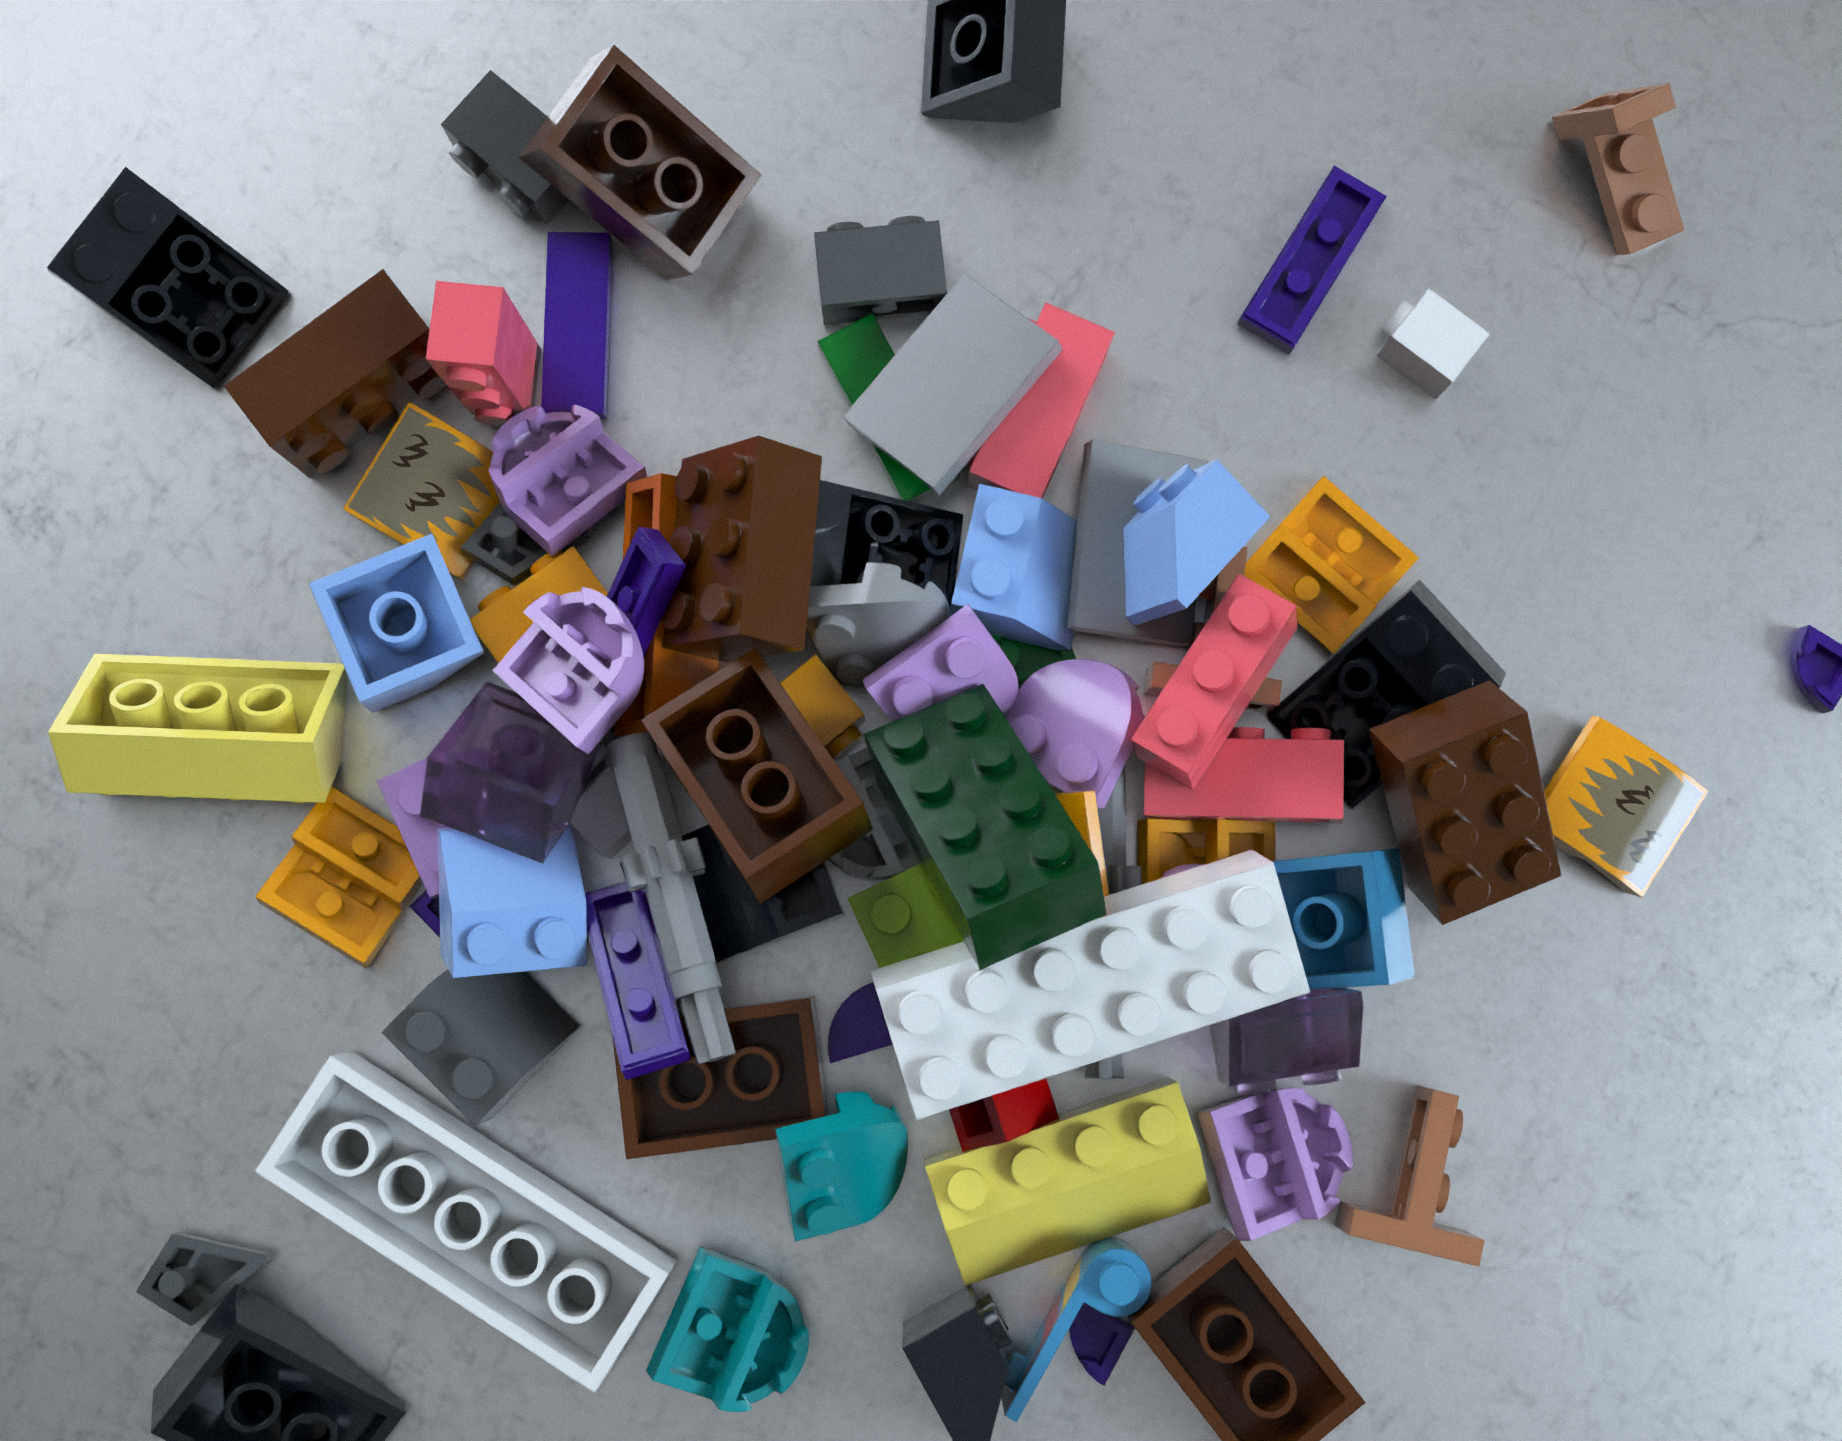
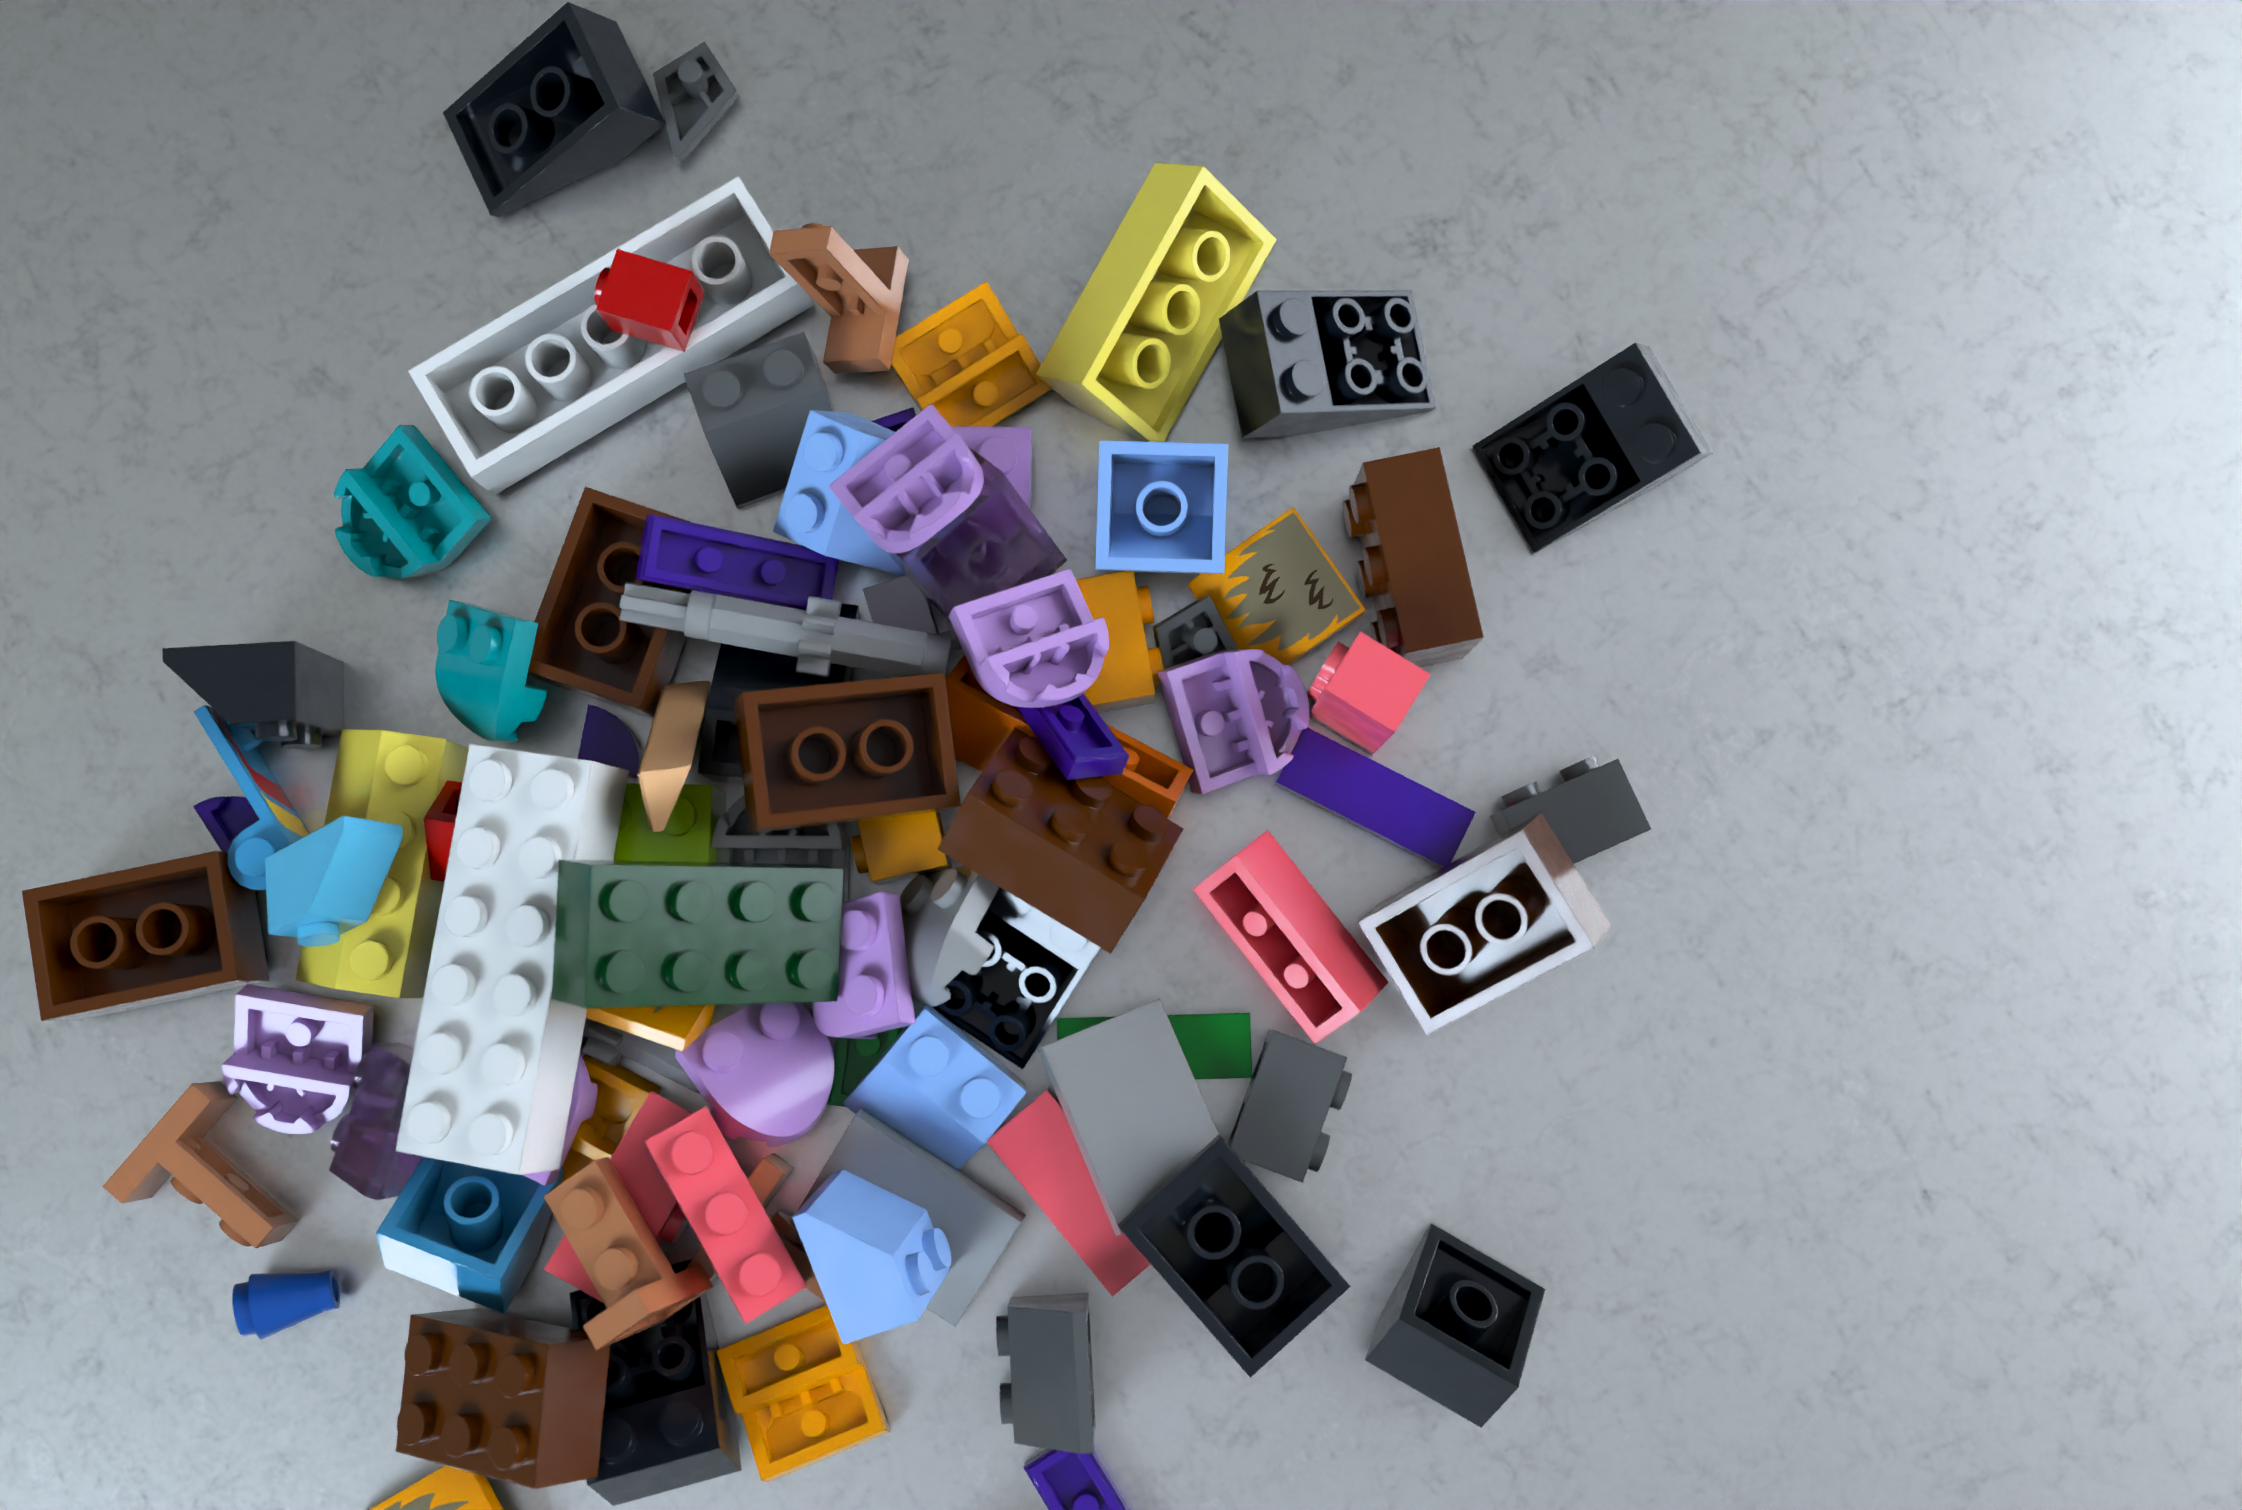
camera: 120 degrees right, 0 degrees up
(192, 552) = (1324, 360): none -> black slope
(321, 1007) = (853, 287): none -> nougat bracket
(415, 1186) = (649, 299): none -> red brick
(478, 837) = (911, 483): none -> lavender slope
(733, 330) = (1291, 937): none -> coral brick
(827, 939) = (671, 748): none -> light nougat slope
(1029, 240) = (1234, 1255): none -> black slope
(1105, 1197) = (329, 879): none -> medium azure slope
(1202, 354) = (1050, 1372): none -> dark grey slope
(1296, 754) = (620, 1255): none -> nougat bracket
(1491, 1056) = (282, 1300): none -> blue cone

